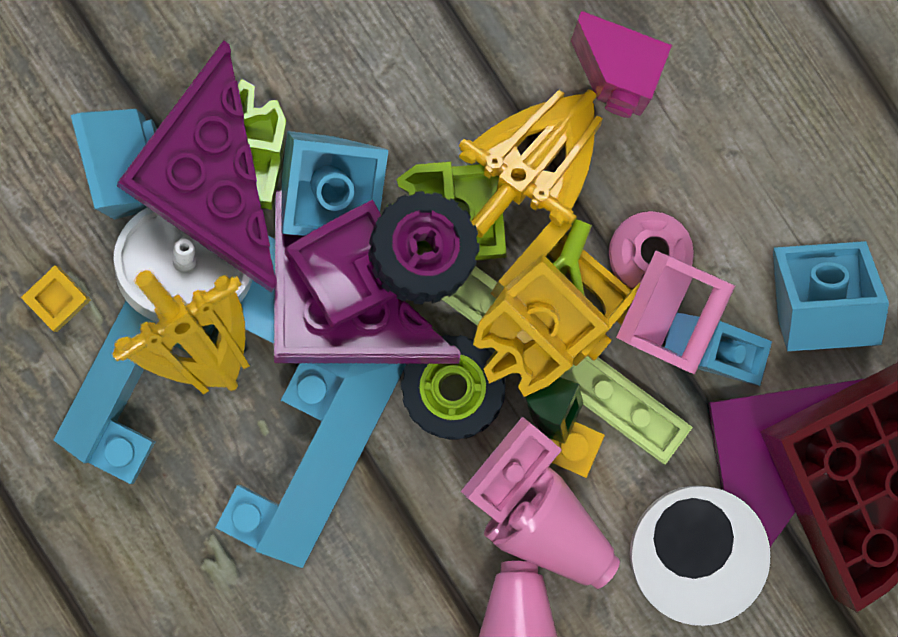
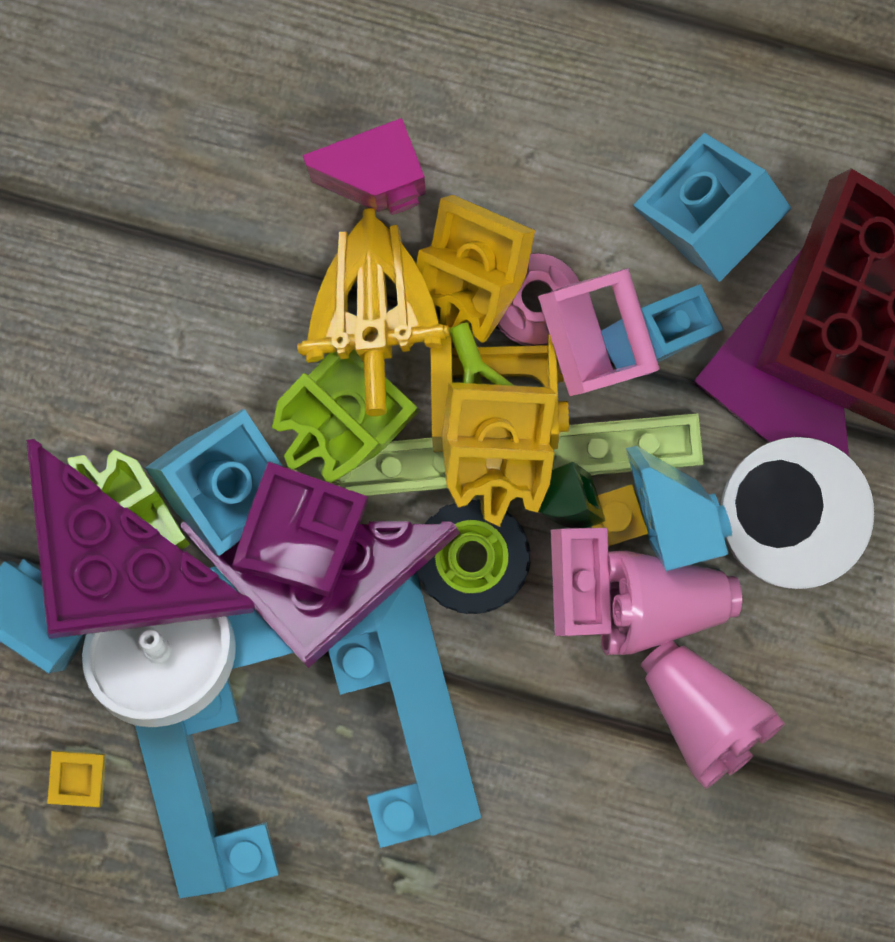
camera: 40 degrees left, 0 degrees up
(183, 324) = (205, 702): yellow bar -> none
(435, 272) = (339, 434): black wheel -> none
(619, 484) = (678, 512): none -> medium azure slope
(631, 191) = (474, 264): none -> yellow plate

